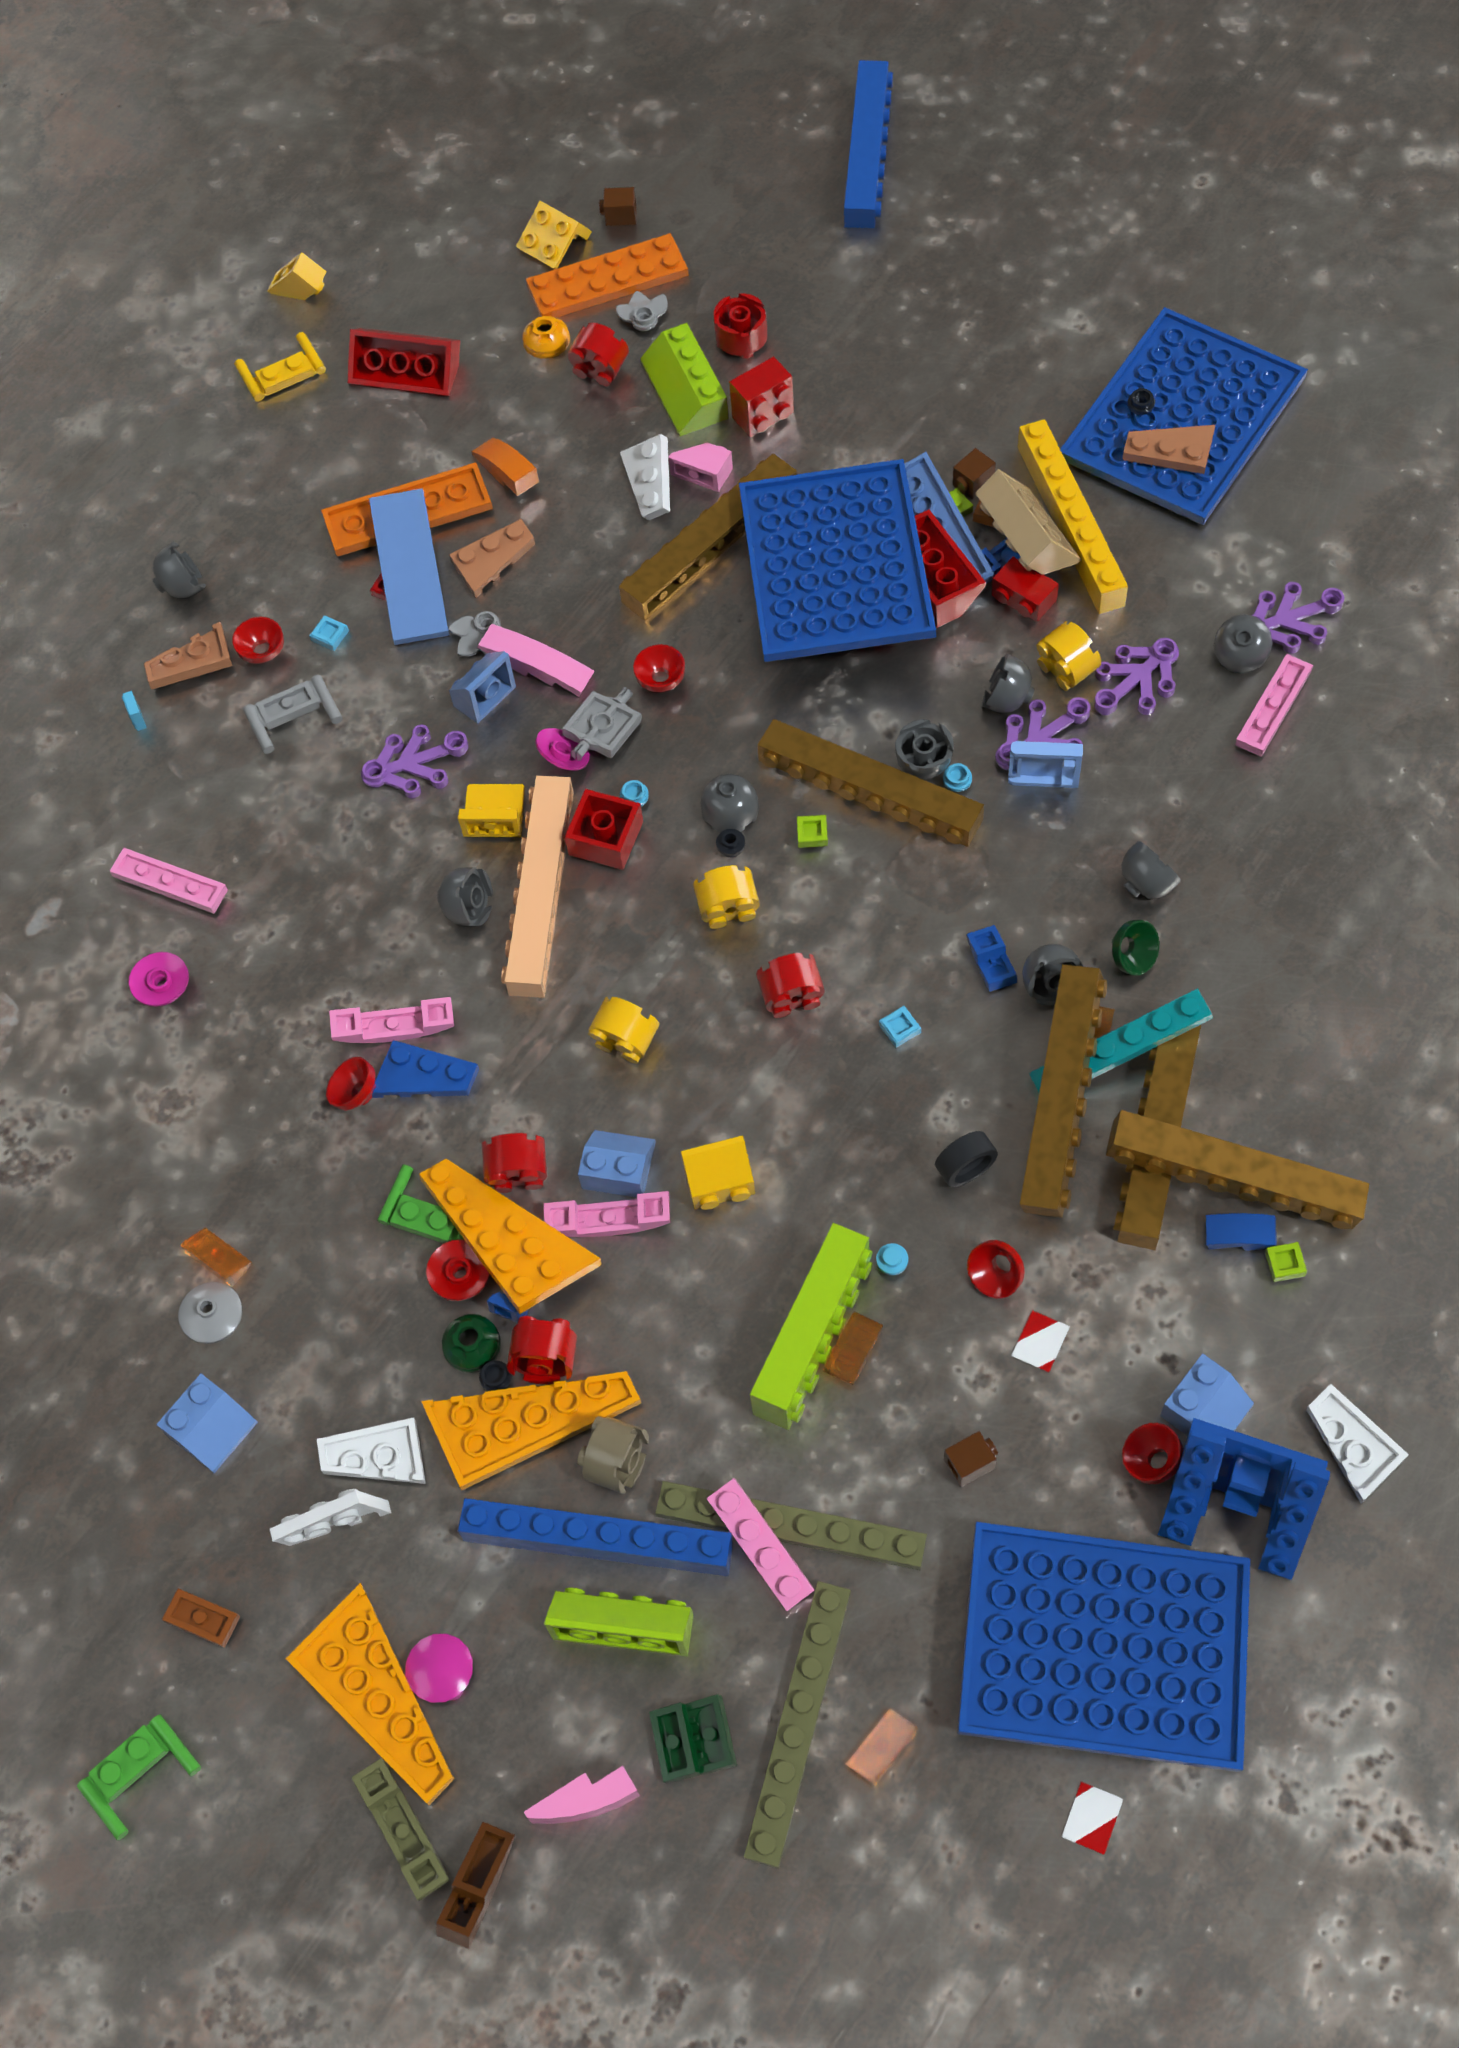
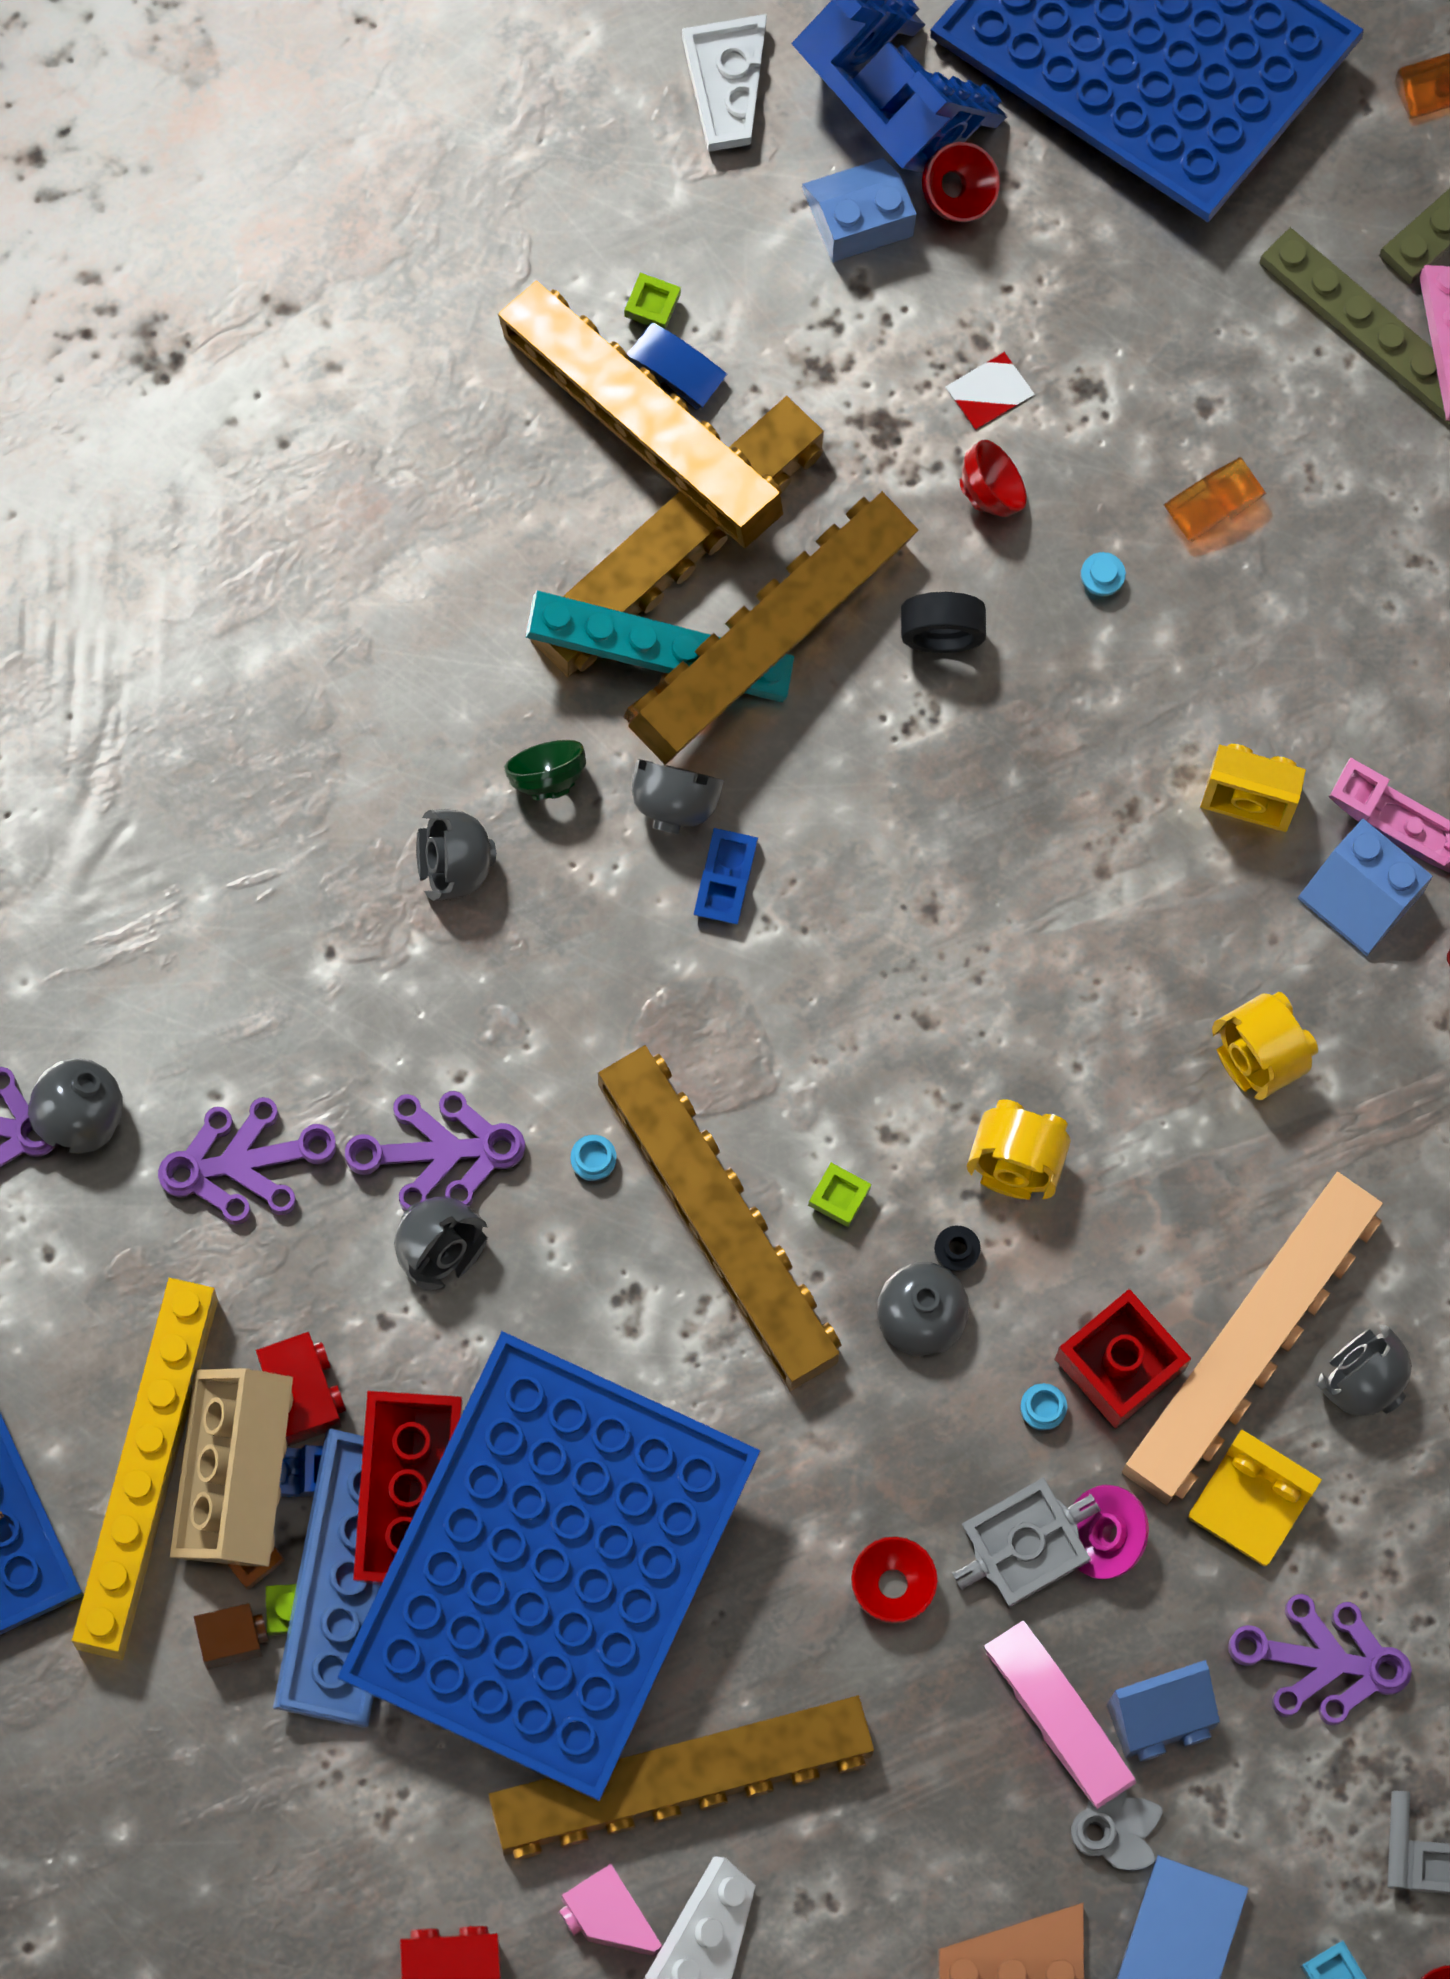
camera: 160 degrees left, 10 degrees up
(790, 984) = (1013, 974): red brick -> none
(811, 1326) = (1255, 532): lime brick -> none
(900, 1026) = (901, 859): medium azure tile -> none
(924, 749) = (621, 1201): dark grey cylinder -> none
(971, 1458) = (1161, 300): reddish brown brick -> none
(1042, 764) = (476, 1078): light blue container -> none
(1067, 655) = (325, 1229): yellow brick -> none
(1273, 705) = (103, 999): bright pink plate -> none

